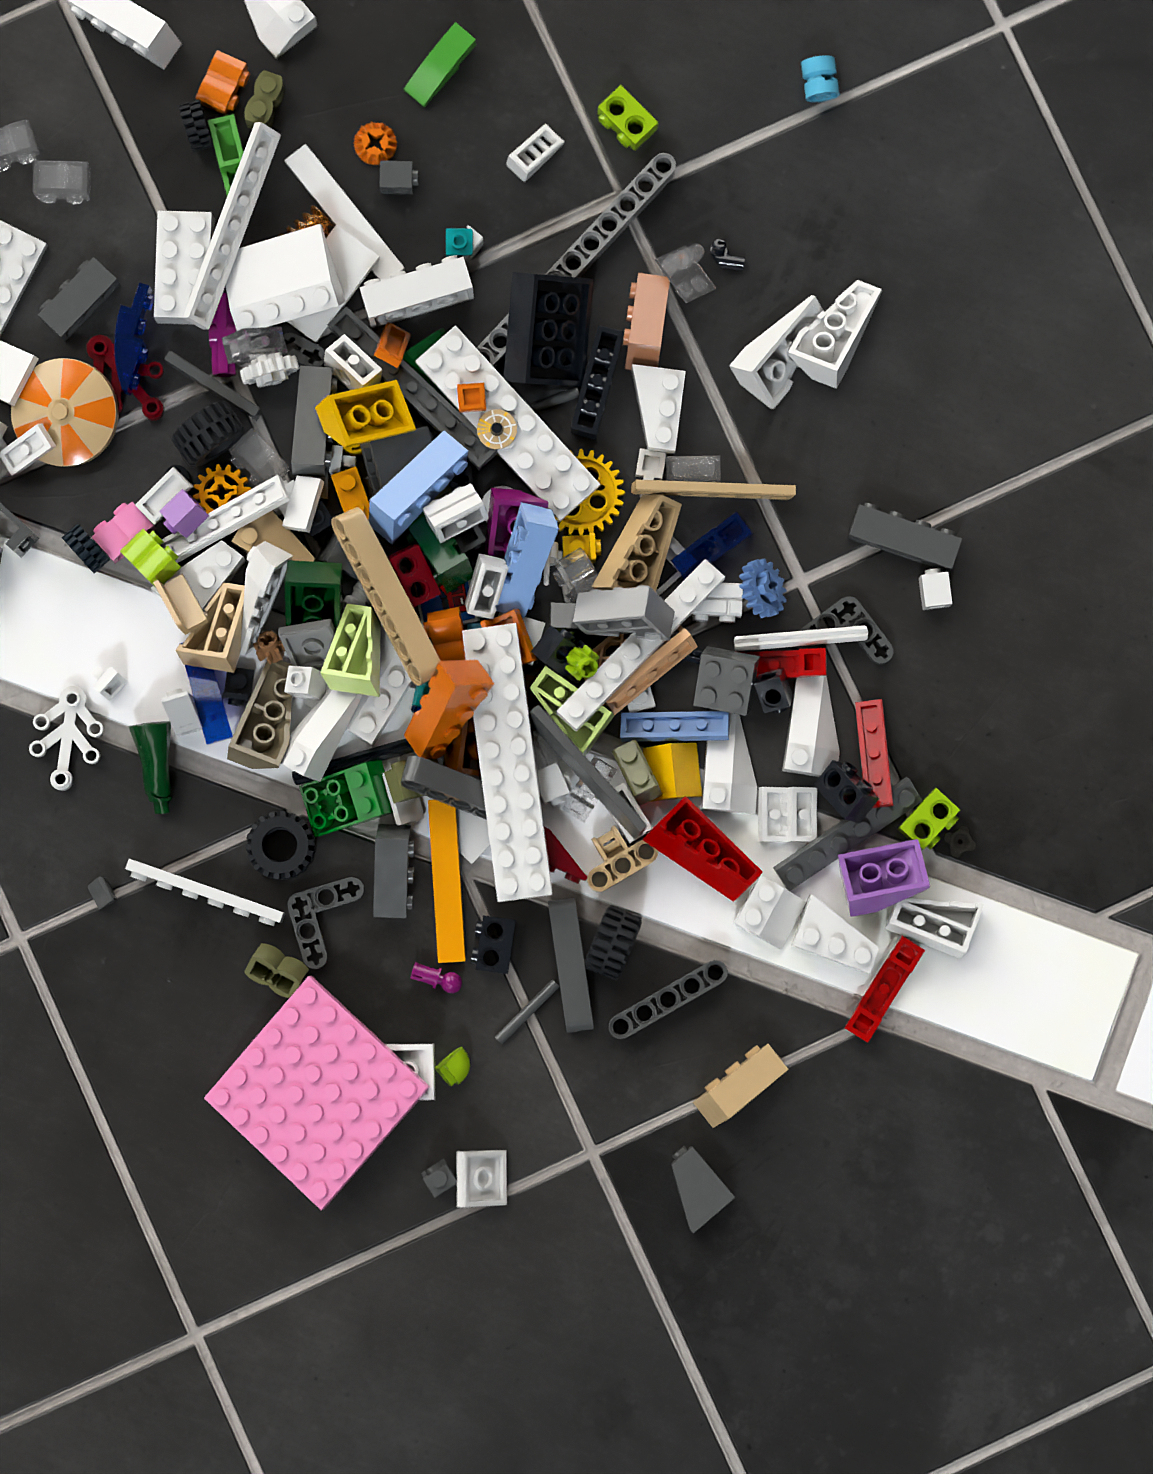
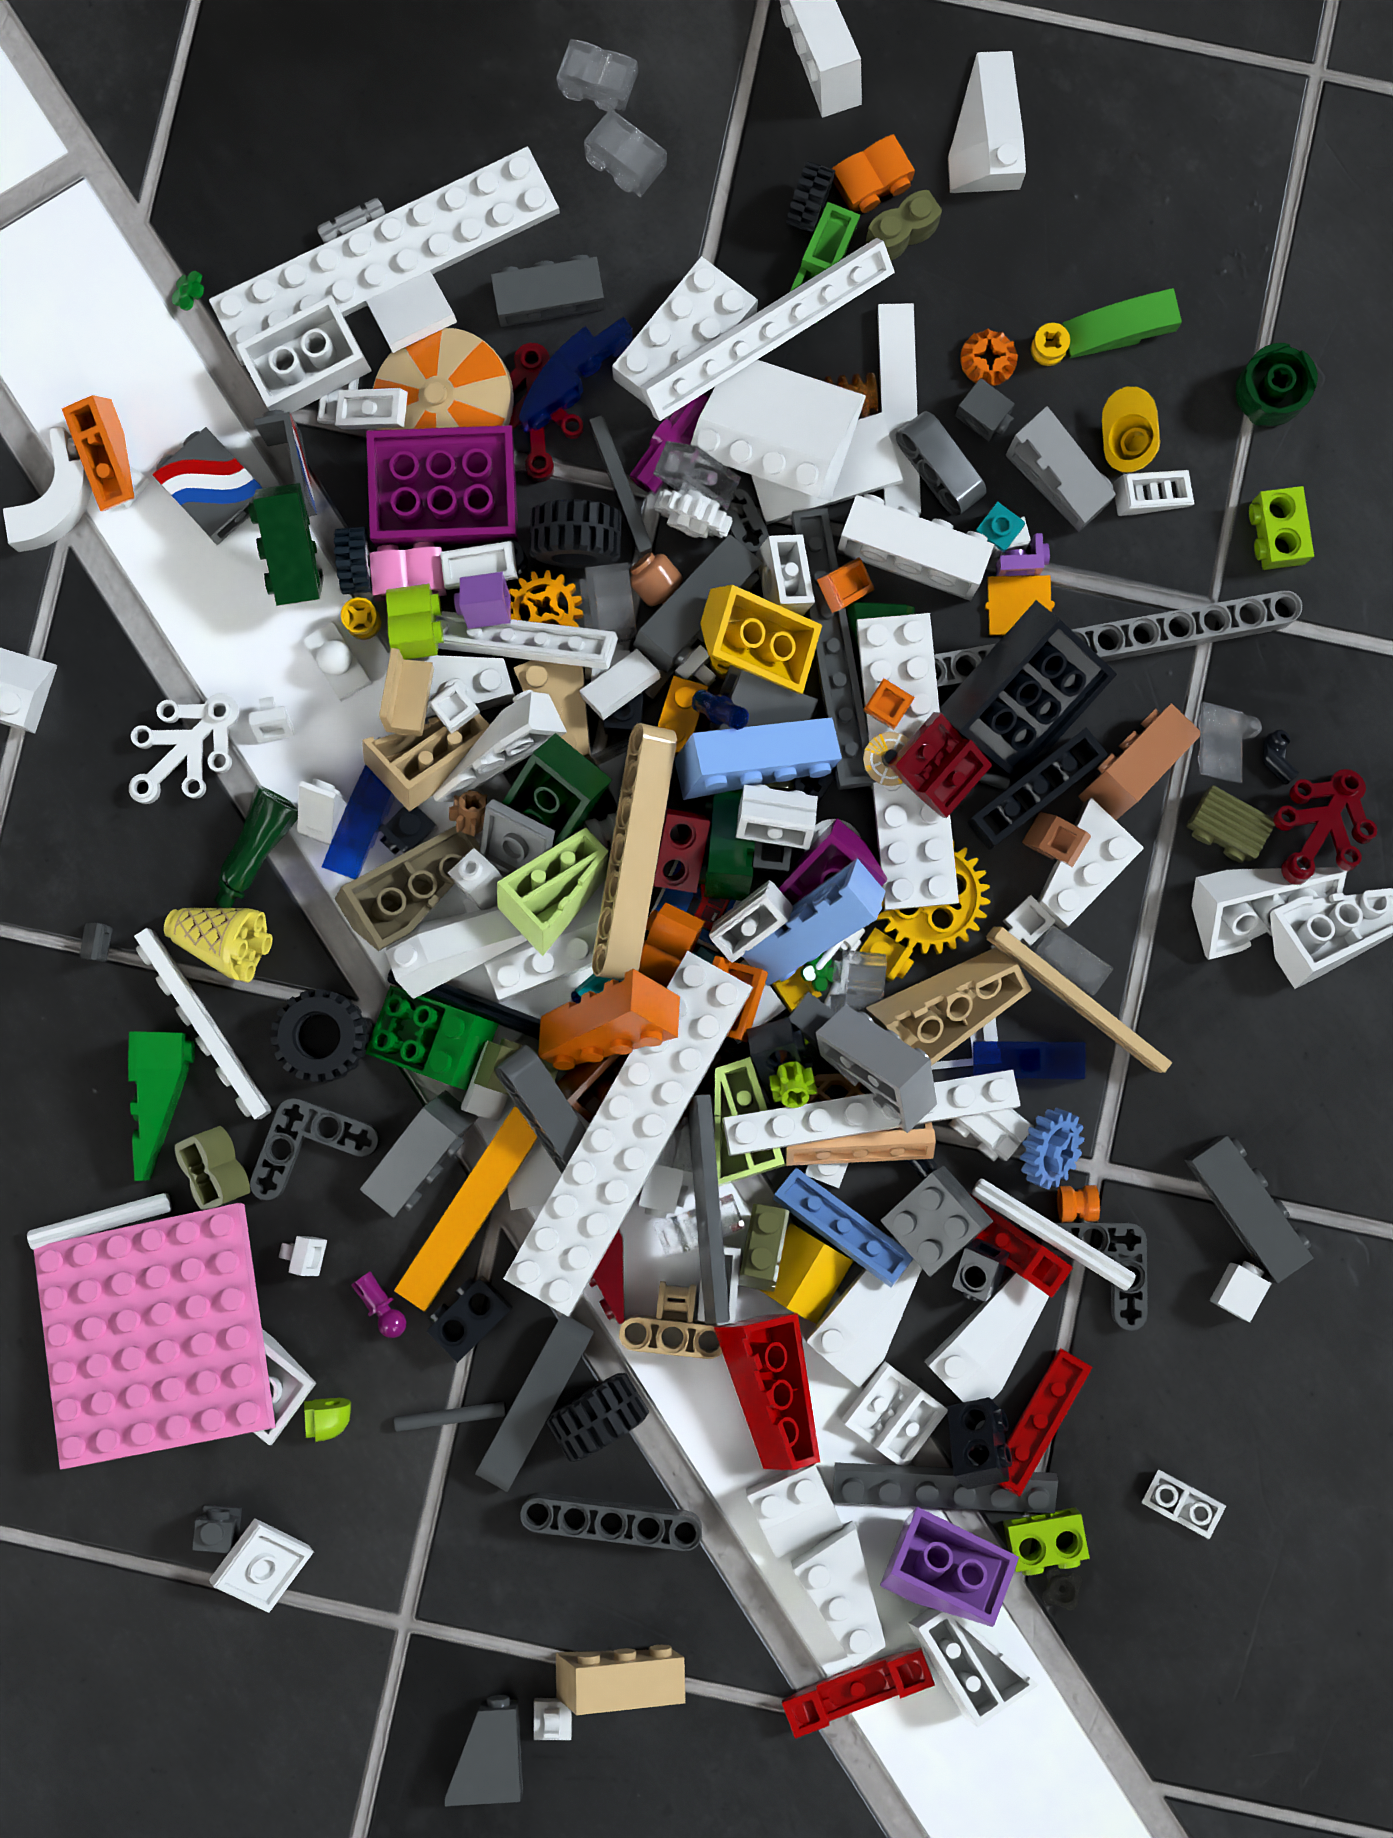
camera: 40 degrees right, 0 degrees up
(41, 568) = (286, 544): none -> dark green wedge
(105, 464) = (442, 486): none -> magenta slope
(115, 576) = (360, 612): none -> yellow wheel
(119, 617) = (336, 661): none -> white tile
(177, 831) = (222, 938): none -> light yellow cone
(202, 938) = (159, 1068): none -> green wedge
(214, 590) = (454, 707): none -> white tile
(232, 1053) = (100, 1220): none -> white axle
(275, 425) = (655, 578): none -> nougat head
(369, 981) = (305, 1255): none -> white tile
(374, 474) = (720, 709): none -> clear blue pin
(394, 229) = (941, 463): none -> dark grey beam
(406, 114) = (1045, 351): none -> yellow wheel
(469, 180) = (1060, 469): none -> light grey wedge
(486, 255) = (1019, 563): none -> medium lavender bracket
(493, 126) = (1130, 429): none -> yellow piece
(497, 278) = (1012, 596): none -> light orange piece
(528, 411) = (940, 764): none -> dark red slope
(541, 607) = (793, 989): none -> yellow tile
(551, 590) = (820, 977): none -> green plant
(556, 20) = (1258, 389): none -> dark green brick
(630, 404) = (1056, 838): none -> nougat slope
(719, 1140) = (552, 1720): none -> white tile
(726, 319) = (1230, 824): none -> olive brick
(782, 274) = (1328, 820): none -> dark red plant
(803, 609) = (1080, 1203): none -> orange wheel
(994, 739) = (1183, 1504): none -> white slope

